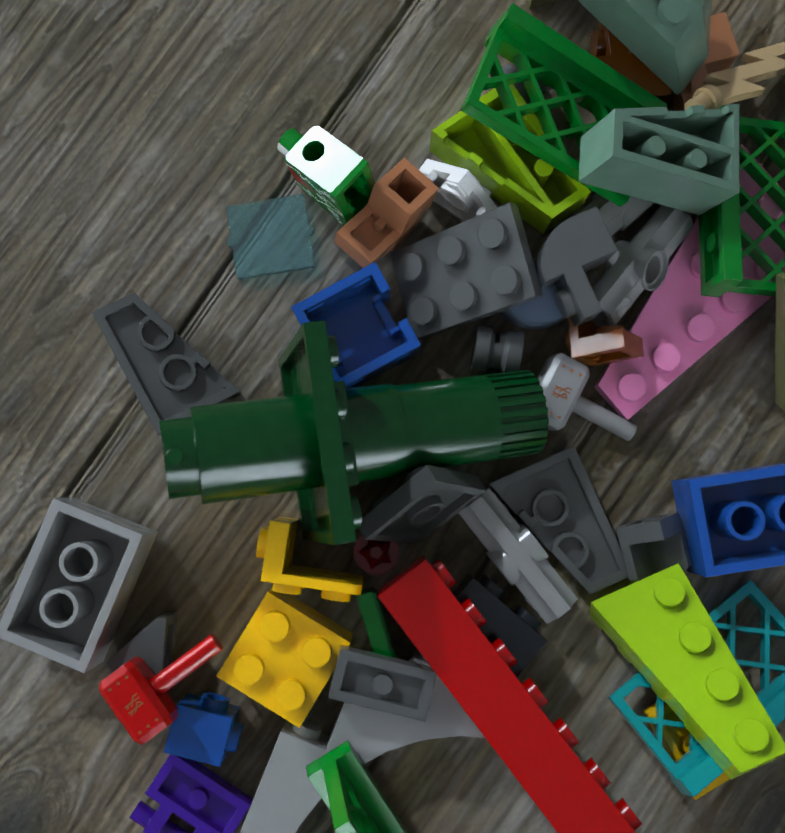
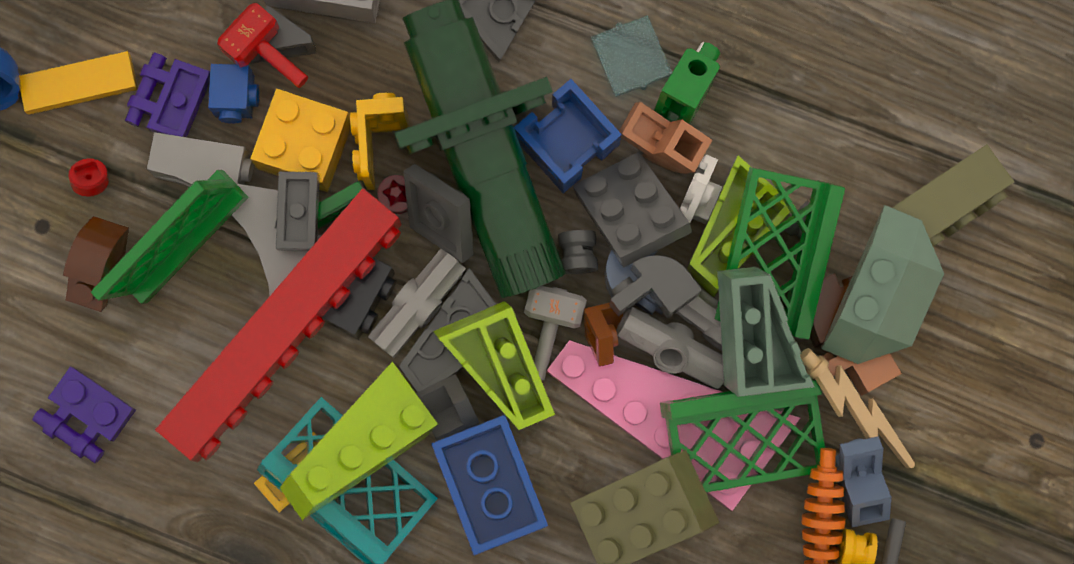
camera: 75 degrees right, 5 degrees down
(619, 474) = (500, 362): none -> lime wedge

